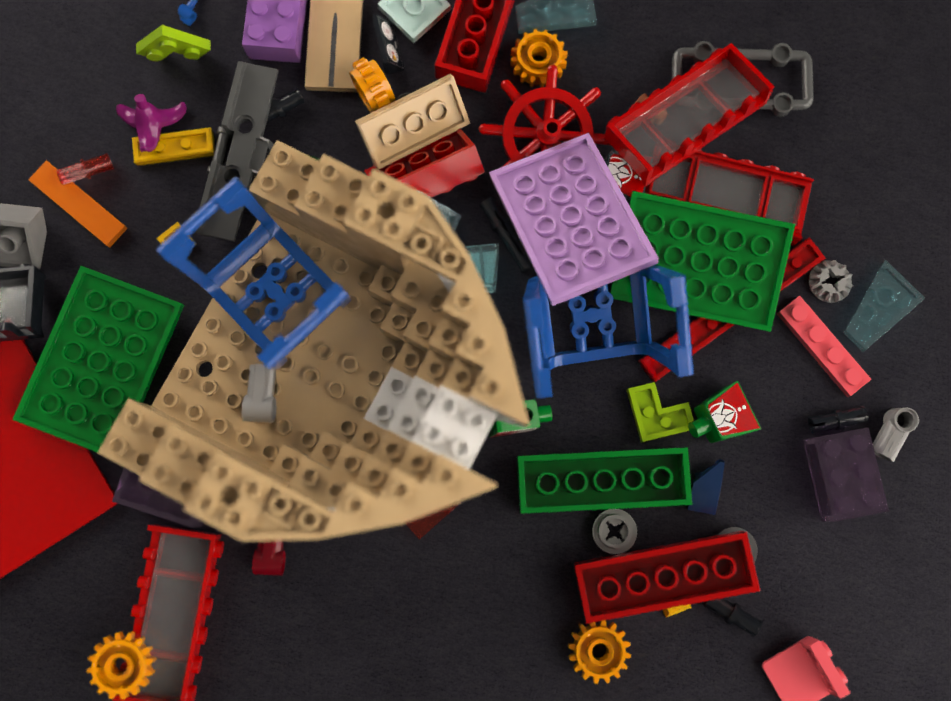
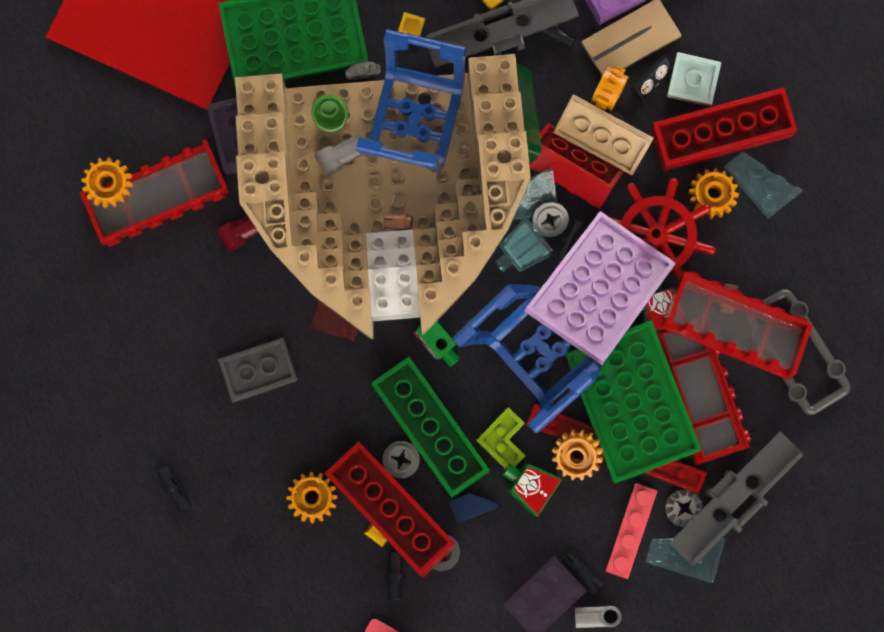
camera: 60 degrees right, 0 degrees up
(187, 316) = (362, 70): none -> light grey gear
(208, 375) = (329, 113): none -> bright green piece
(372, 377) = (398, 222): none -> nougat pin
(427, 622) = (257, 369): none -> dark grey tile
(471, 219) = (546, 228): none -> light grey gear
(732, 356) = (582, 443): none -> light orange gear
(846, 172) = (768, 467): none -> dark grey piece

